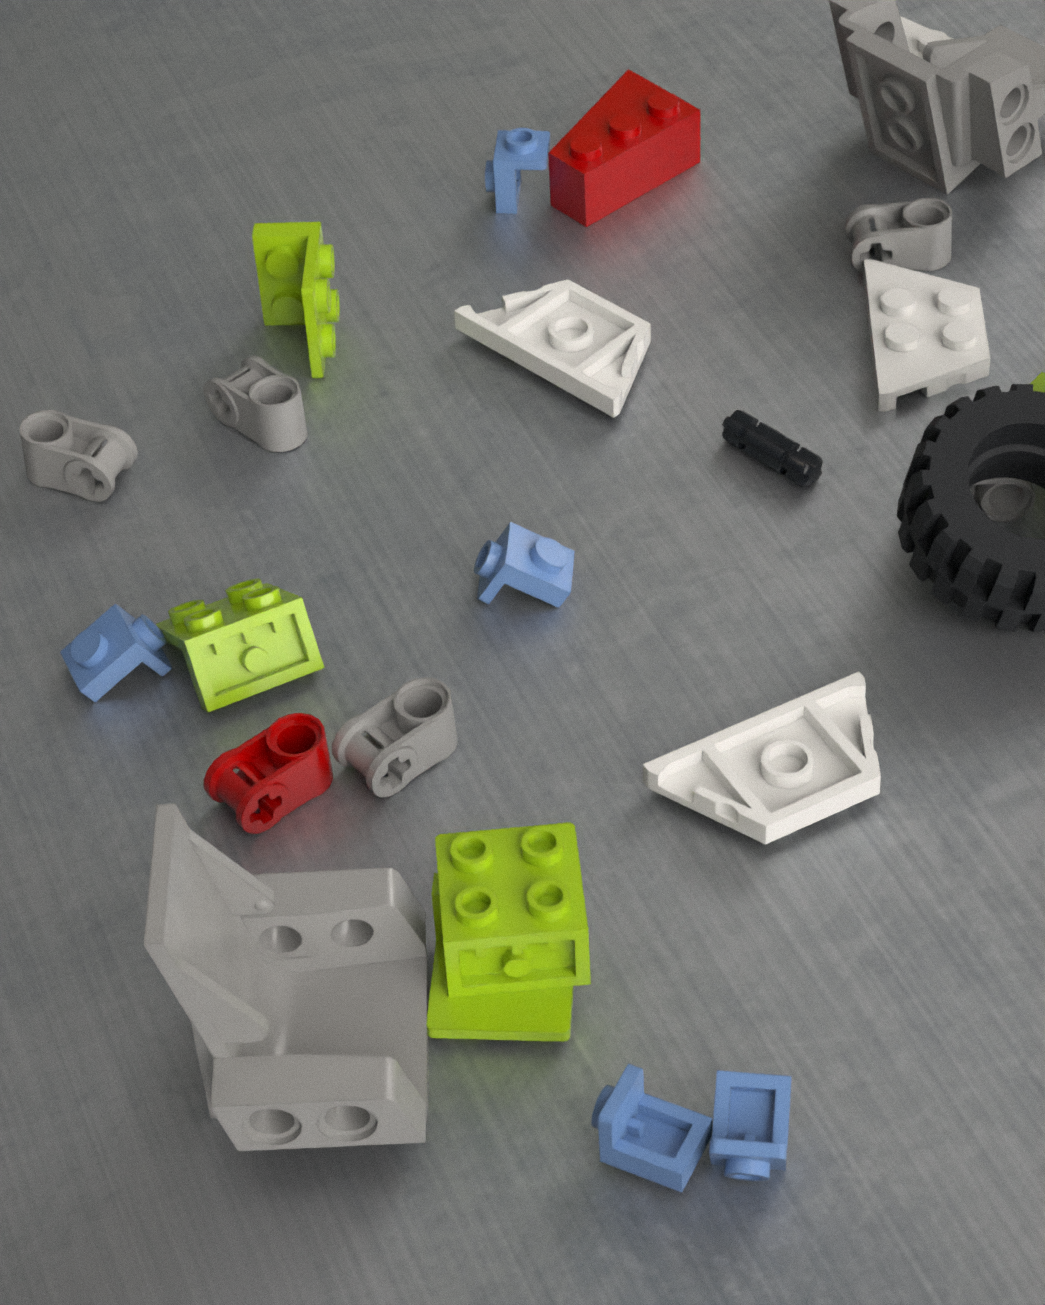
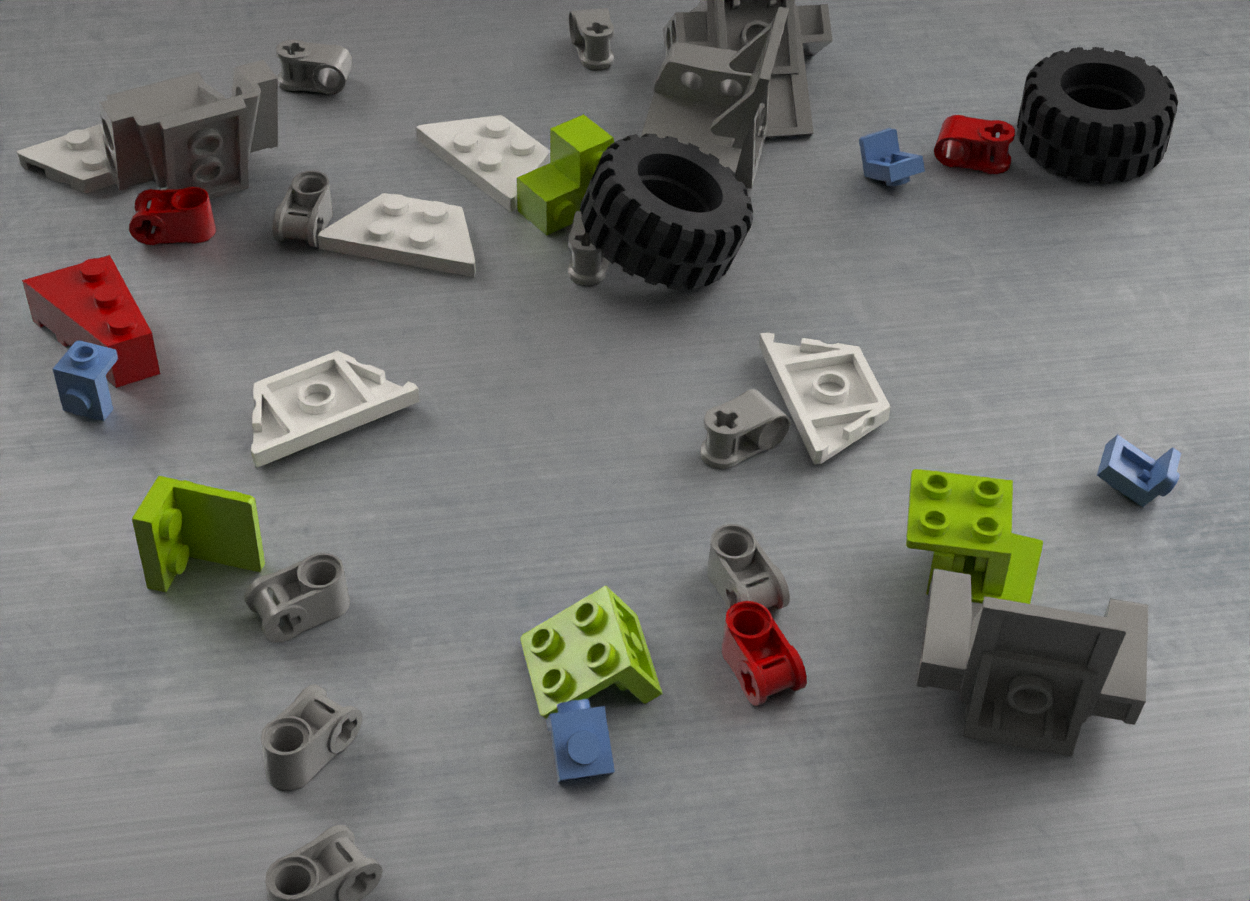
camera: 80 degrees left, 0 degrees up
(525, 563) = (577, 478): medium blue bracket -> none
(648, 1133) = (1137, 516): medium blue bracket -> none
(672, 694) = (742, 429): none -> light grey piece
(772, 448) = (499, 329): black axle -> none
(833, 149) = (176, 213): none -> red piece

